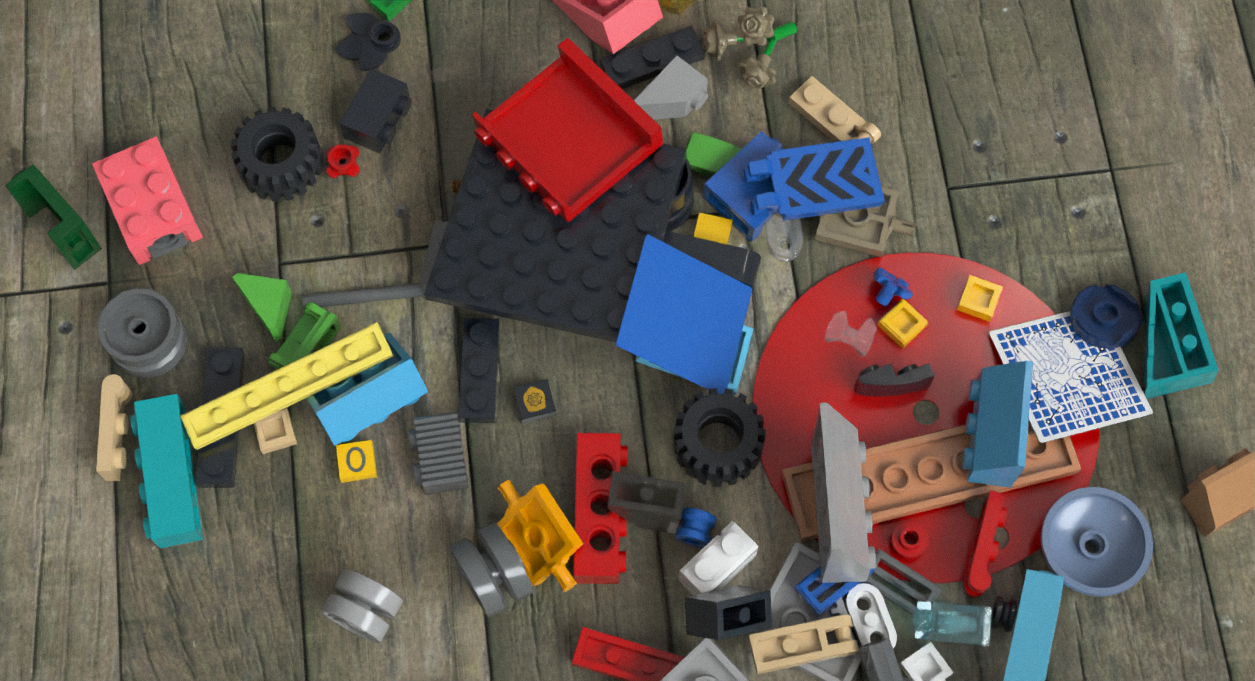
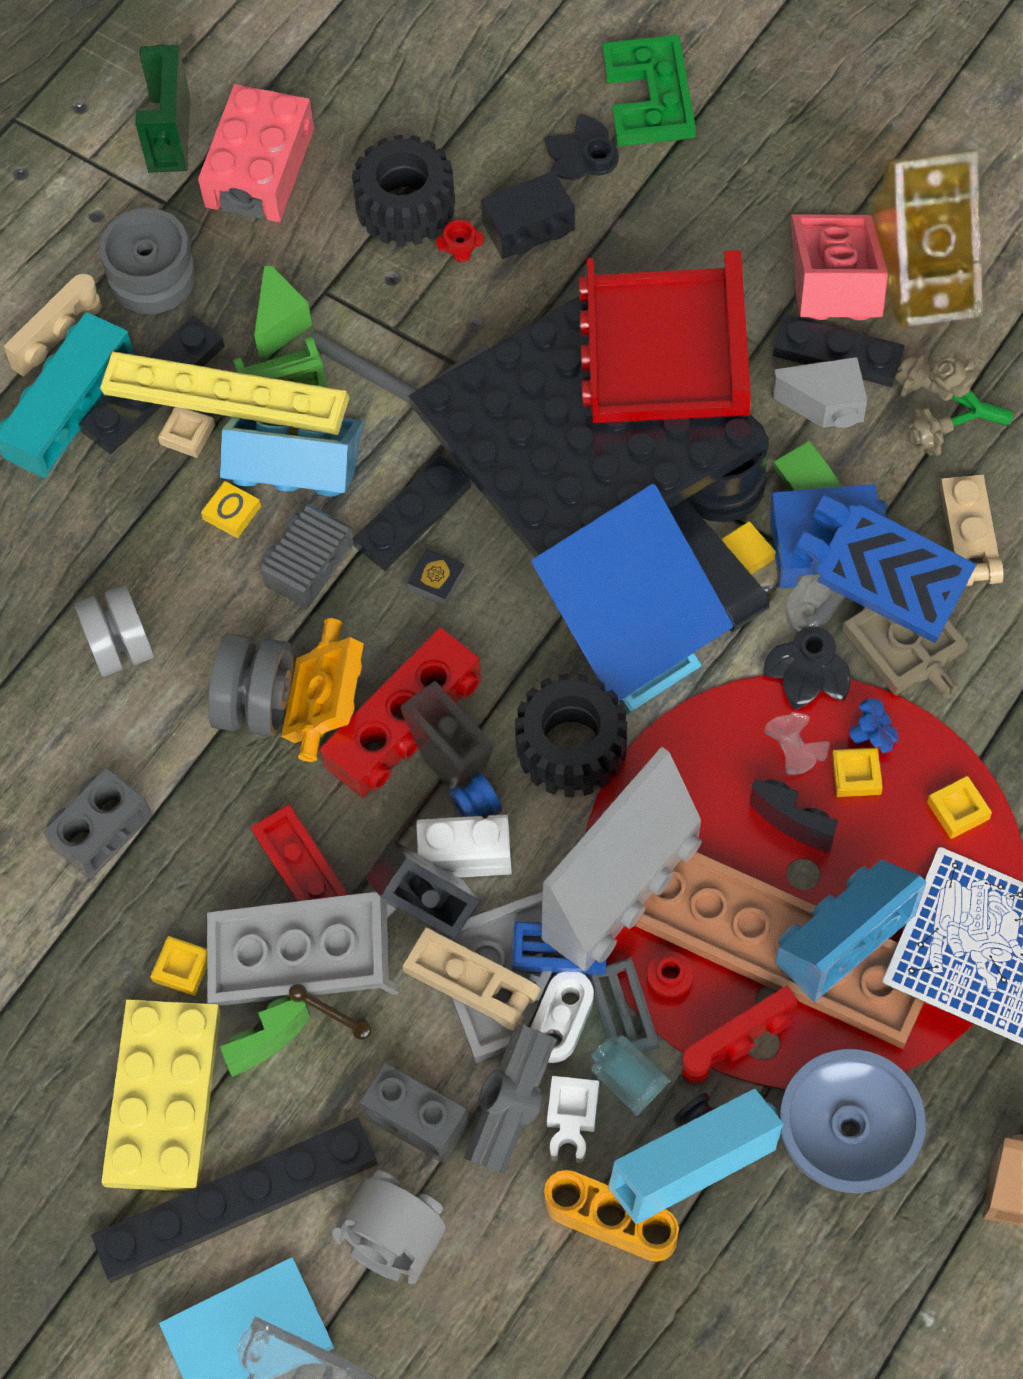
camera: 45 degrees right, 5 degrees down
(818, 284) = (807, 672): none -> black plate

